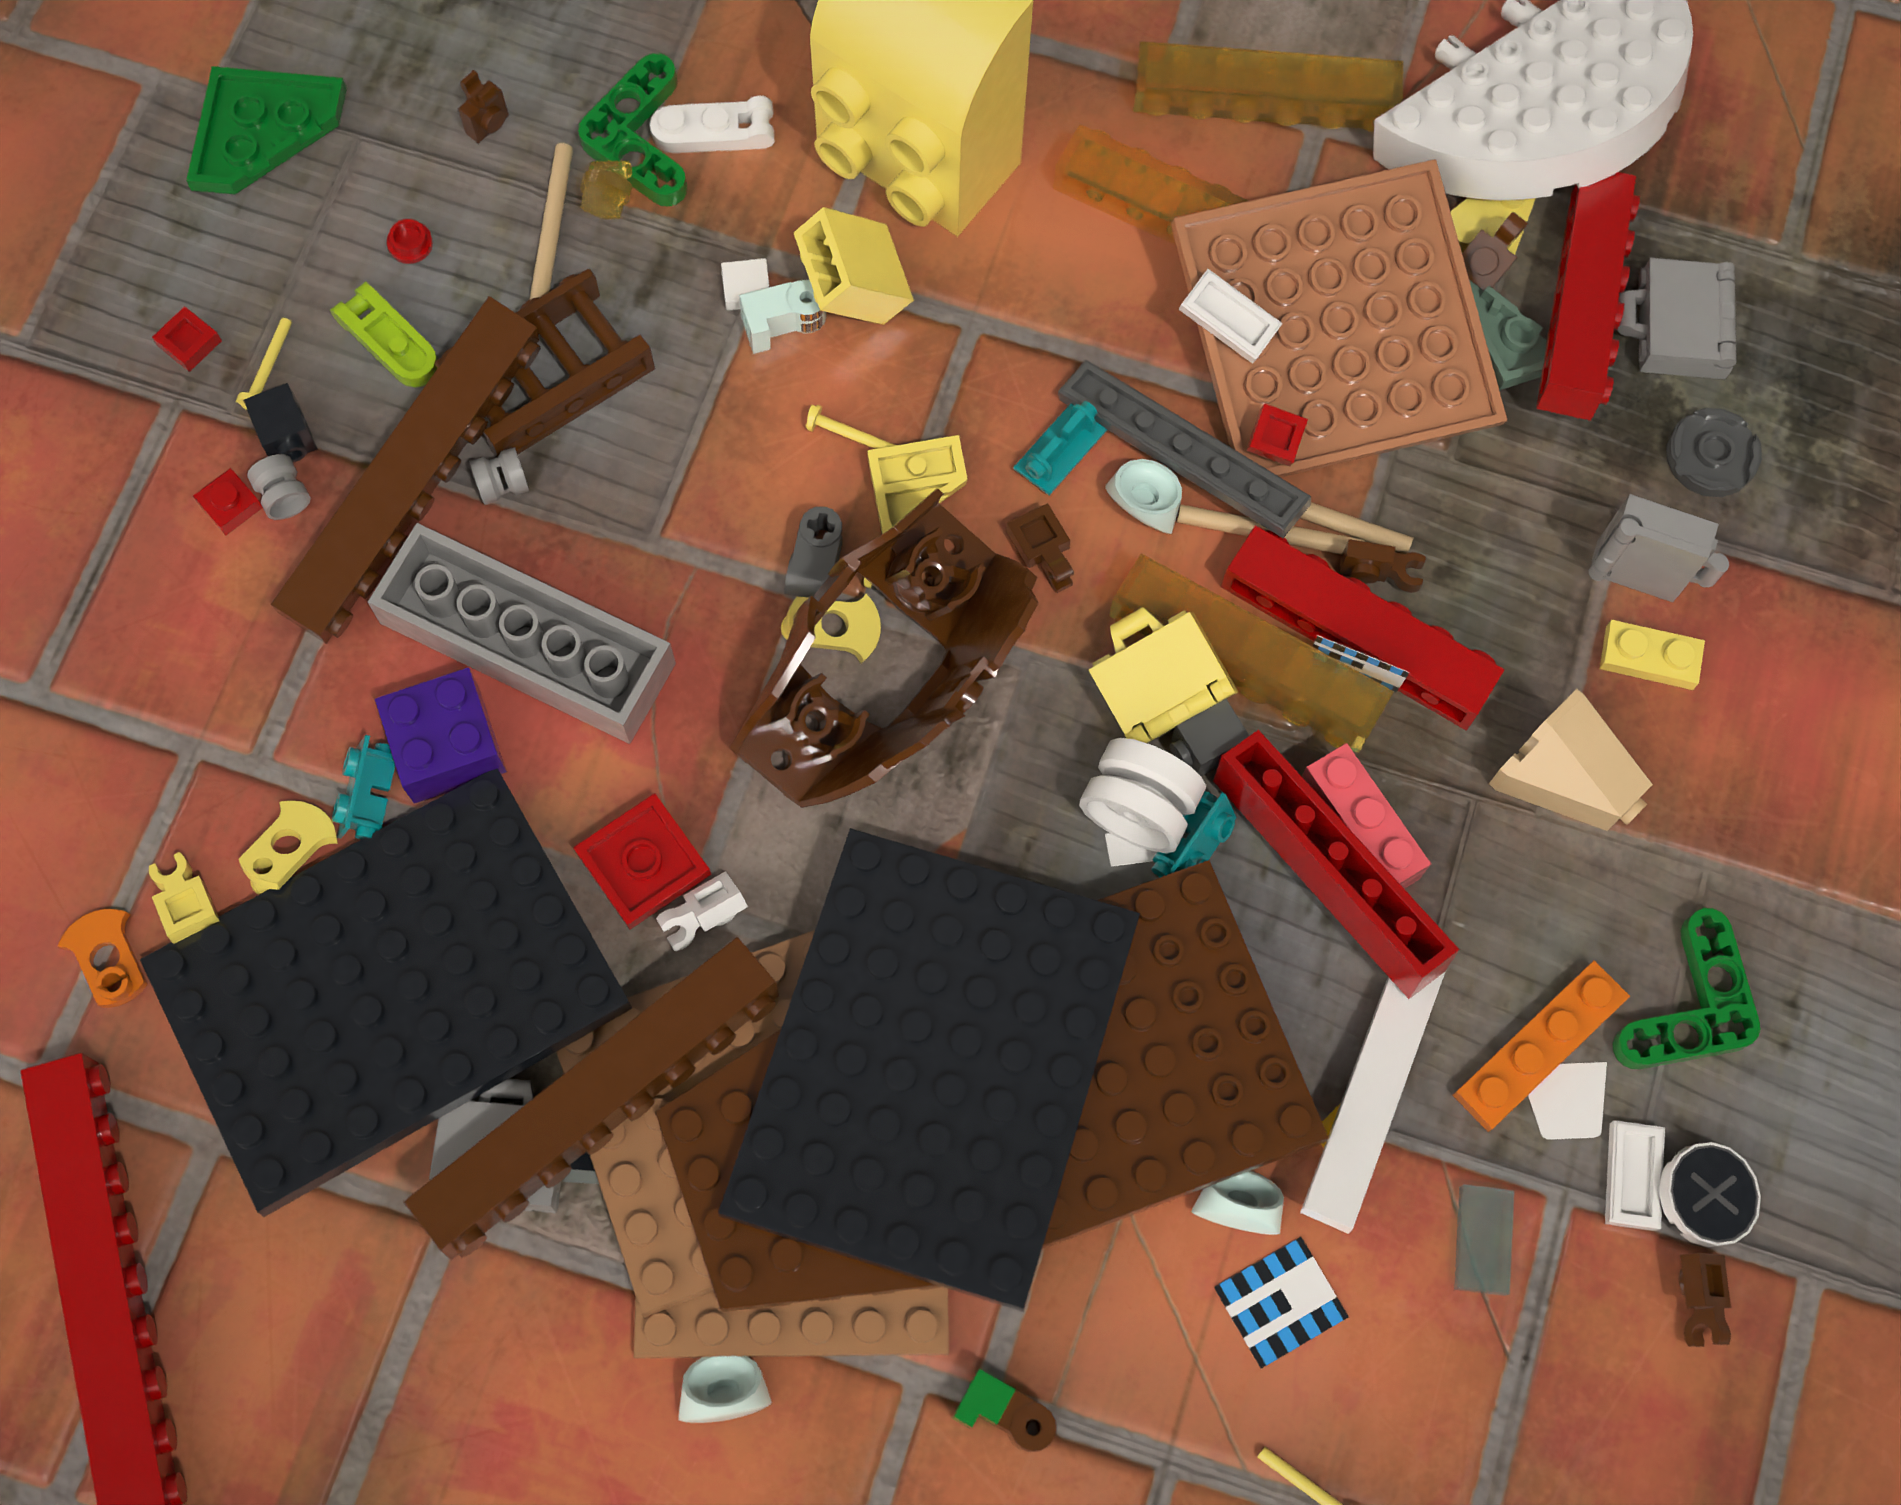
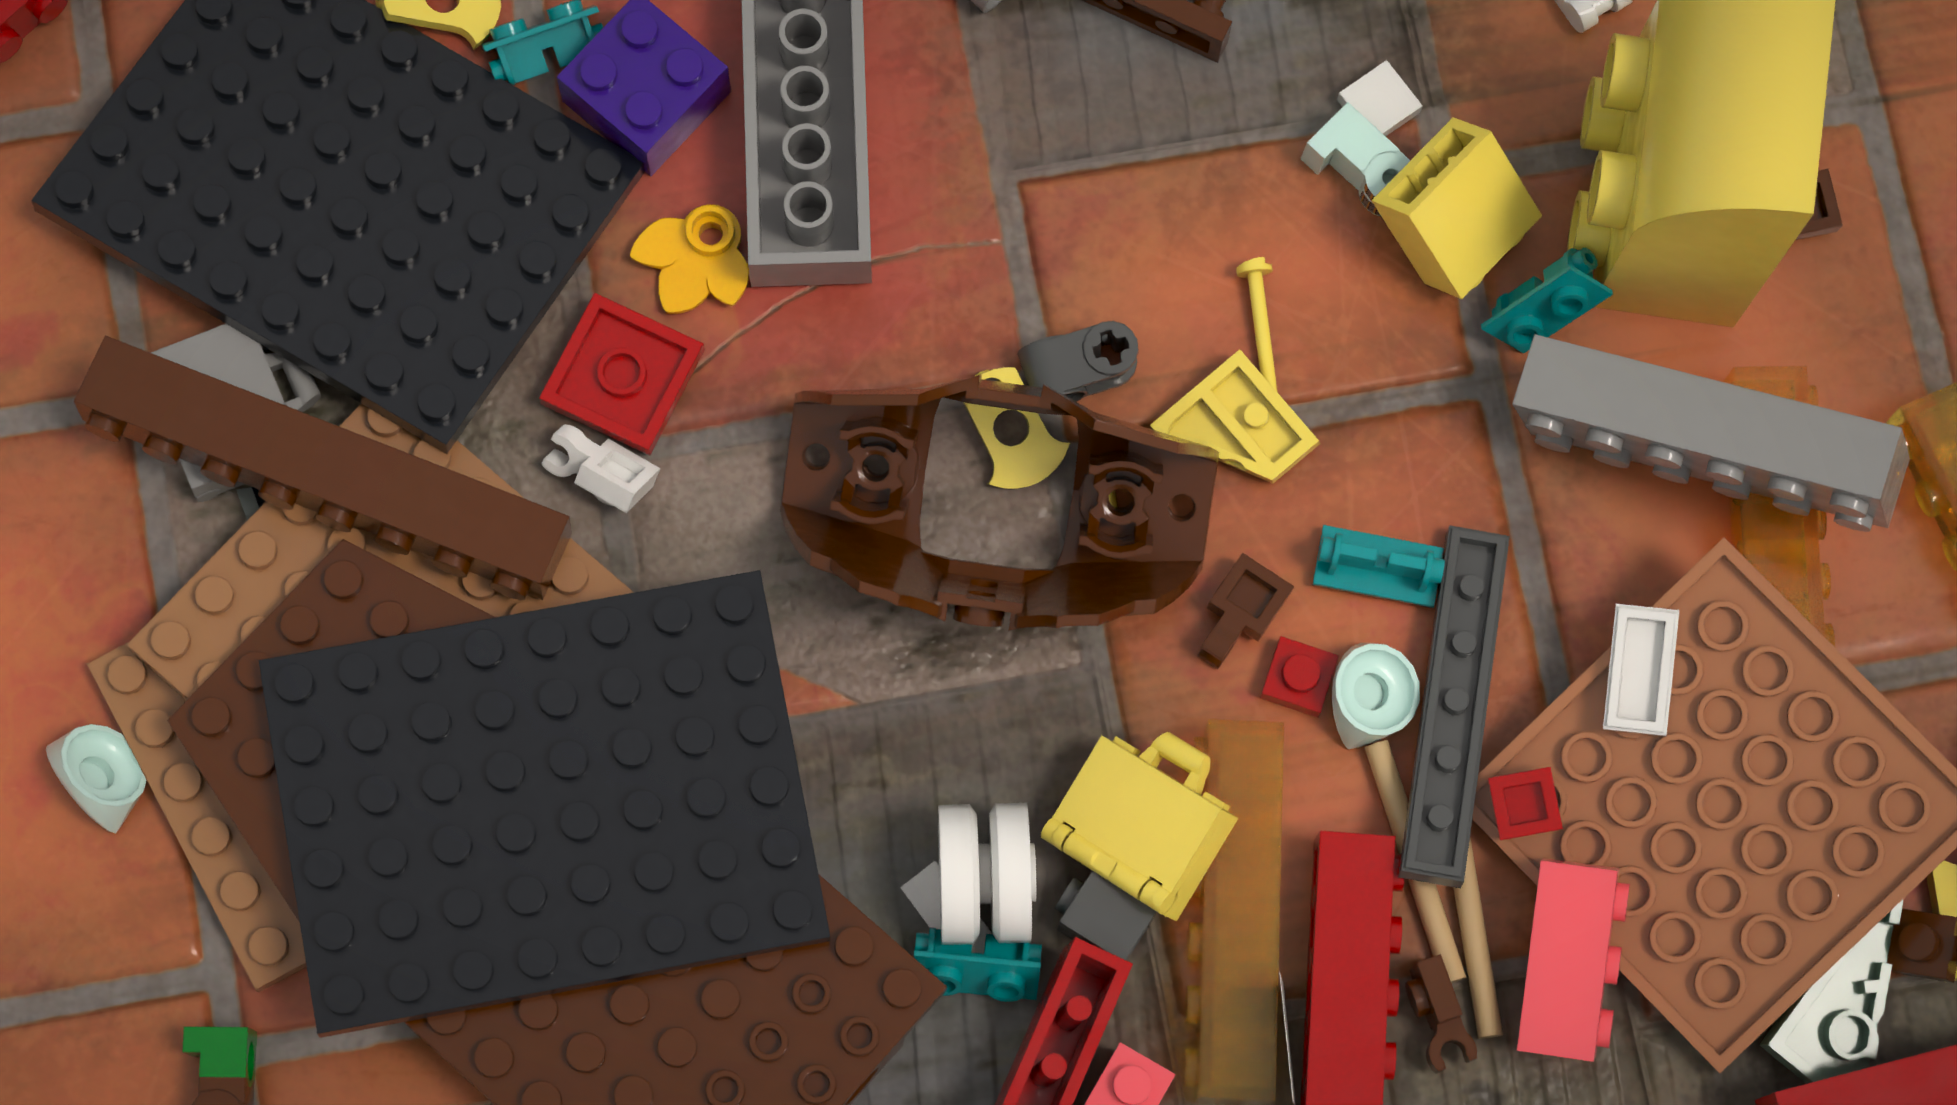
camera: 60 degrees right, 5 degrees up
(592, 776) = (688, 265): none -> yellow plate
(947, 268) = (1547, 305): none -> teal hinge
(1101, 188) = (1712, 433): none -> light grey brick
(1107, 536) = (1299, 676): none -> red plate
(1392, 464) = (1571, 960): none -> coral brick

